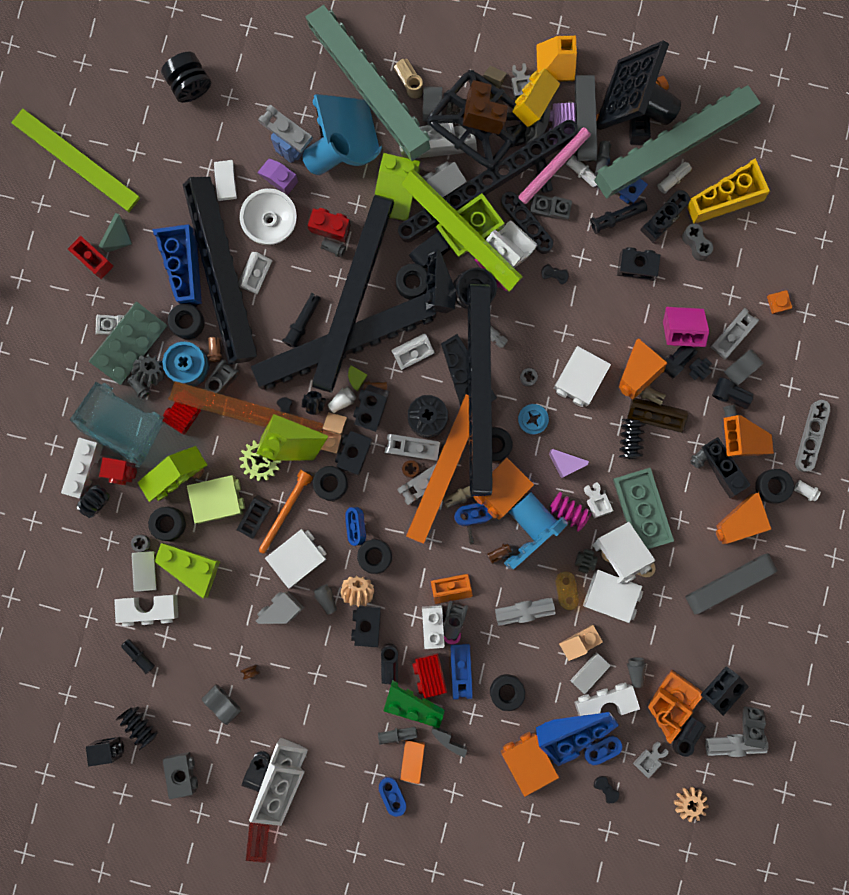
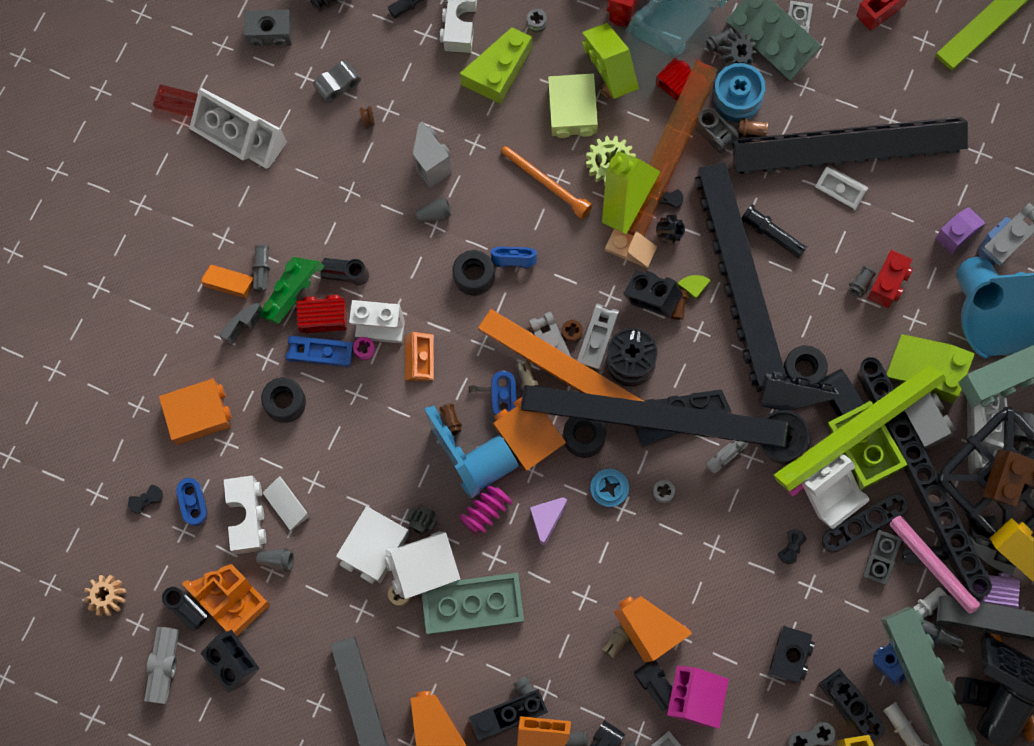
camera: 105 degrees right, 10 degrees down
(116, 235) = (907, 36): sand green slope -> none
(143, 571) = (503, 17): white slope -> none
(156, 517) = (553, 36): black tyre -> none
(175, 316) = (793, 87): black tyre -> none
(181, 261) = (863, 102): blue wedge -> none
(225, 180) = (959, 167): white slope -> none
(255, 773) = (255, 106): black piece -> none
(262, 502) = (556, 157): black slope -> none
(265, 205) = (916, 197): white dish -> none
(296, 558) = (488, 184): white panel -> none
(318, 480) = (572, 221): black tyre -> none
(343, 399) = (669, 263): white cone -> none
(353, 293) = (800, 291): black beam -> none
(357, 441) = (609, 278): black brick -> none
(357, 591) = (436, 244): light nougat gear -> none
(371, 637) = (402, 261): black brick -> none
(391, 796) = (193, 249): blue plate -> none
(413, 351) = (717, 357): white slope -> none
(454, 620) = (385, 352): dark grey piece -> none
(525, 611) = (375, 436): light grey piece -> none
(566, 737) = (215, 459): blue wedge -> none
(568, 590) = (390, 493): clear yellow plate -> none
(580, 643) = (324, 499): light nougat slope -> none
(581, 377) = (653, 555): white brick -> none
(597, 503) = (489, 548): white plate -> none
(609, 219) = (868, 672): black pin -> none
(631, 439) = (563, 604): black piece -> none
(648, 762) = (165, 554): light grey plate -> none
(657, 415) = (587, 651): dark brown slope -> none
(700, 368) = (640, 709): black gear -> none
(753, 727) = (178, 689): dark grey slope -> none

